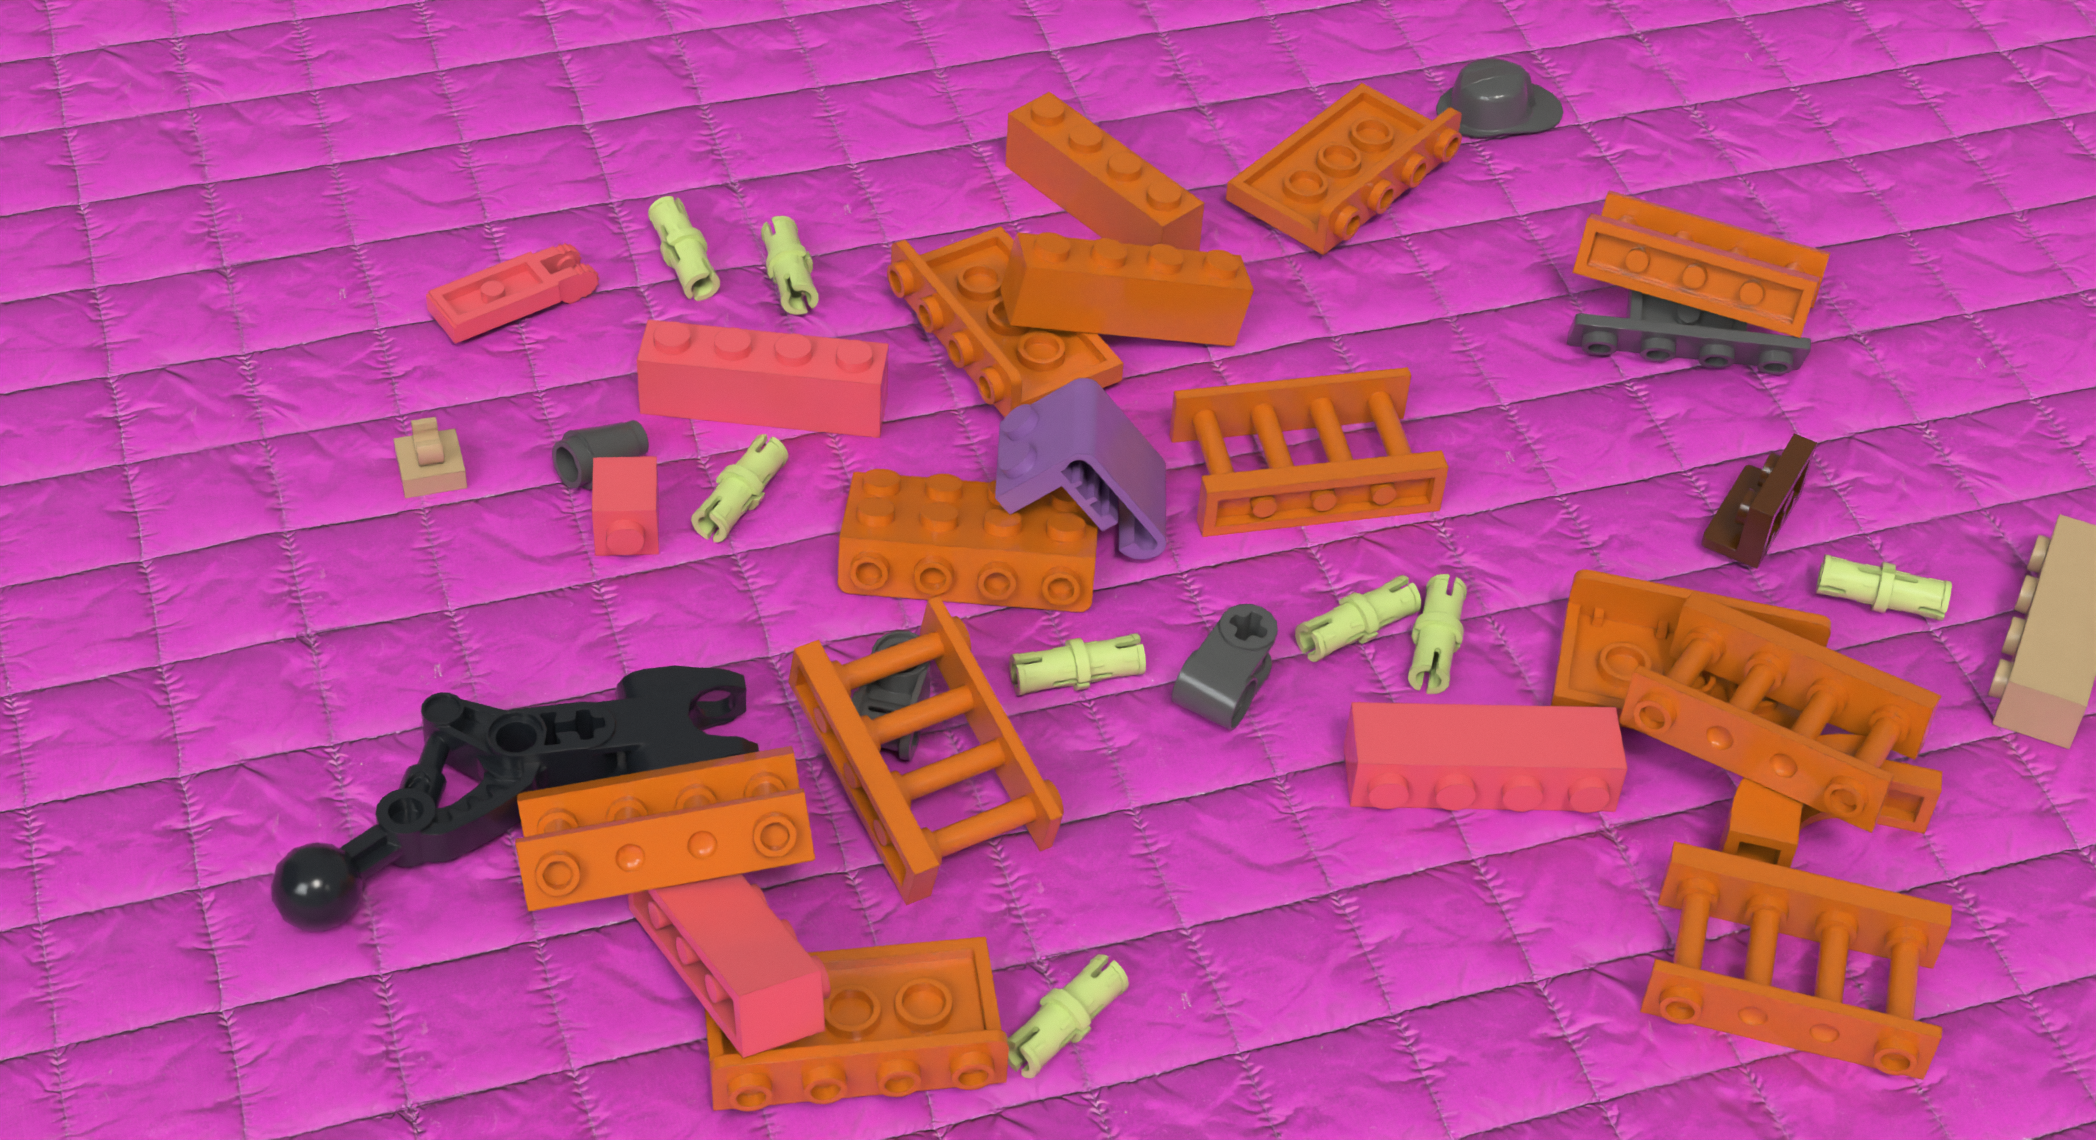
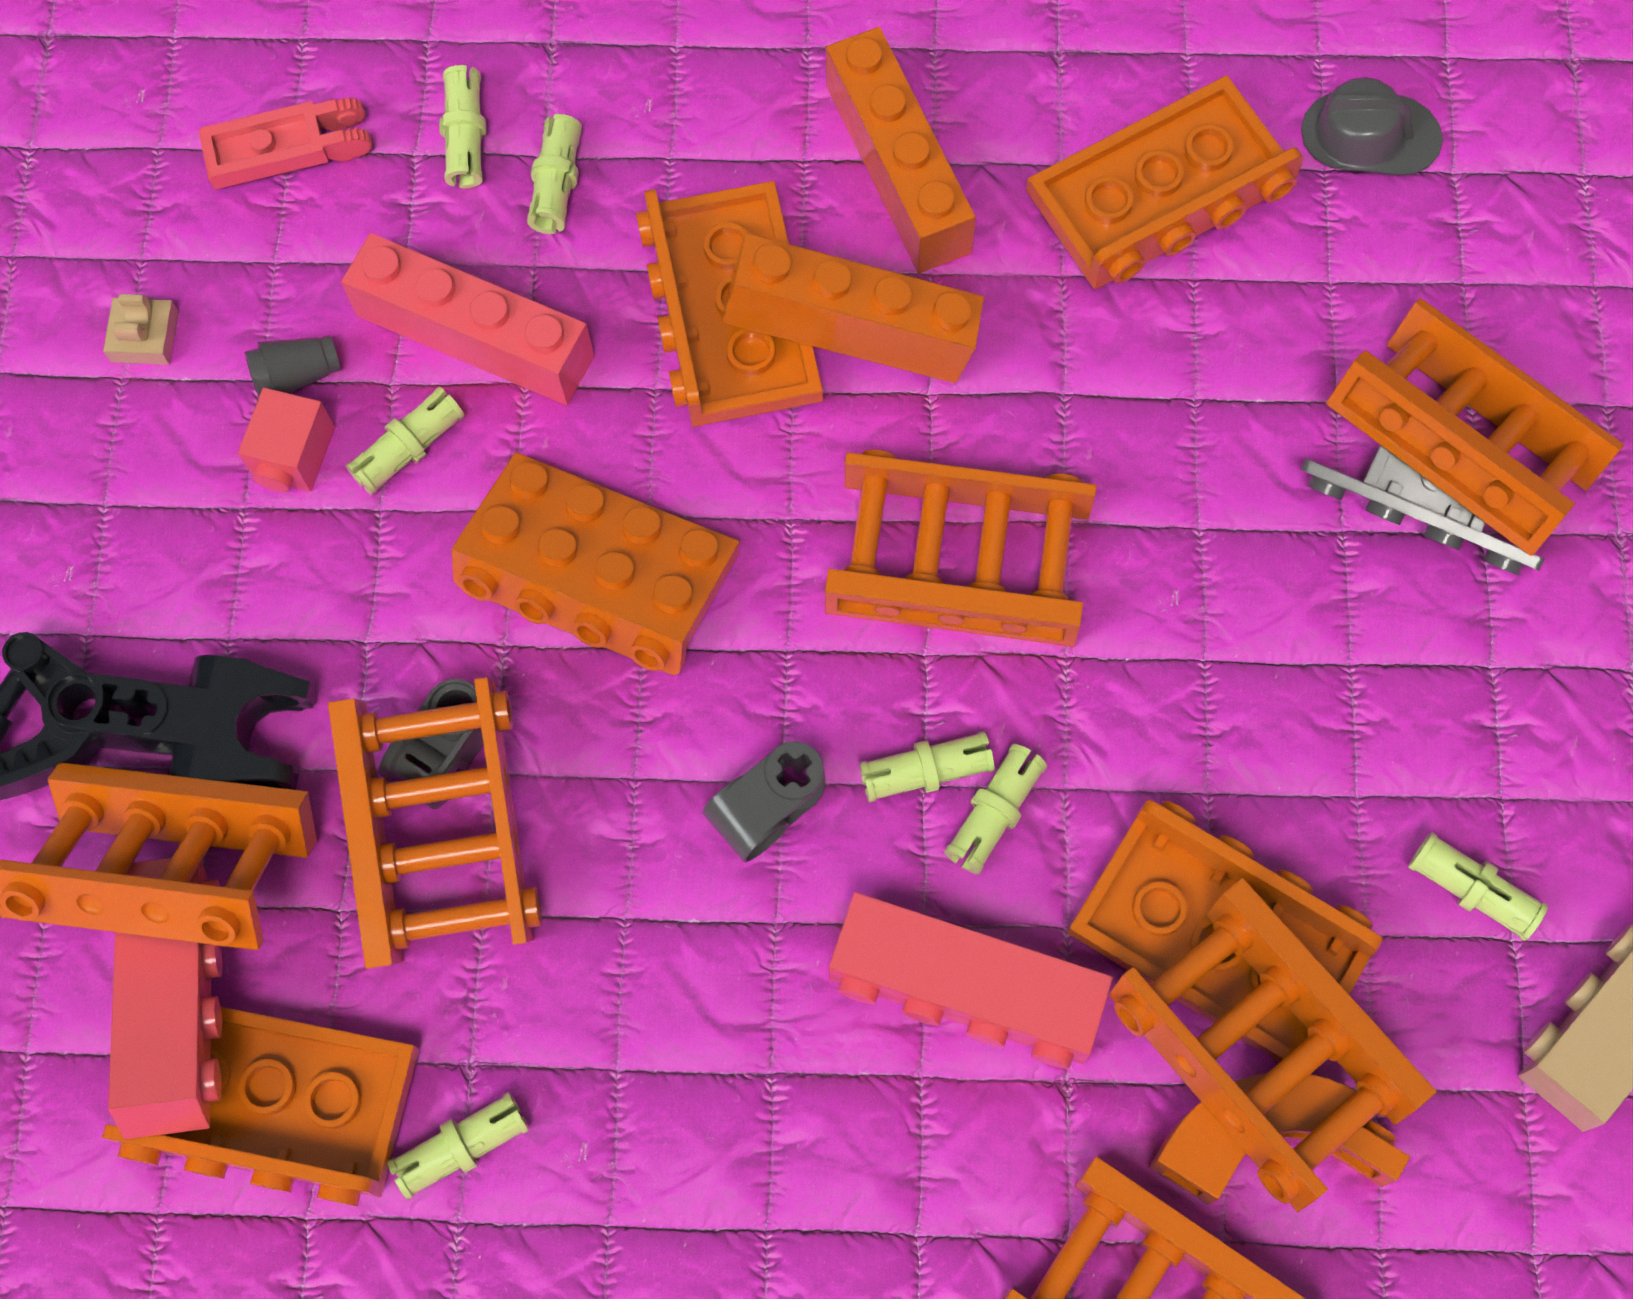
camera: 25 degrees right, 25 degrees up
(1077, 664) = (633, 744): yellowish green pin -> none
(1095, 454) = (719, 527): medium lavender piece -> none
(1760, 504) = (1390, 749): reddish brown bracket -> none

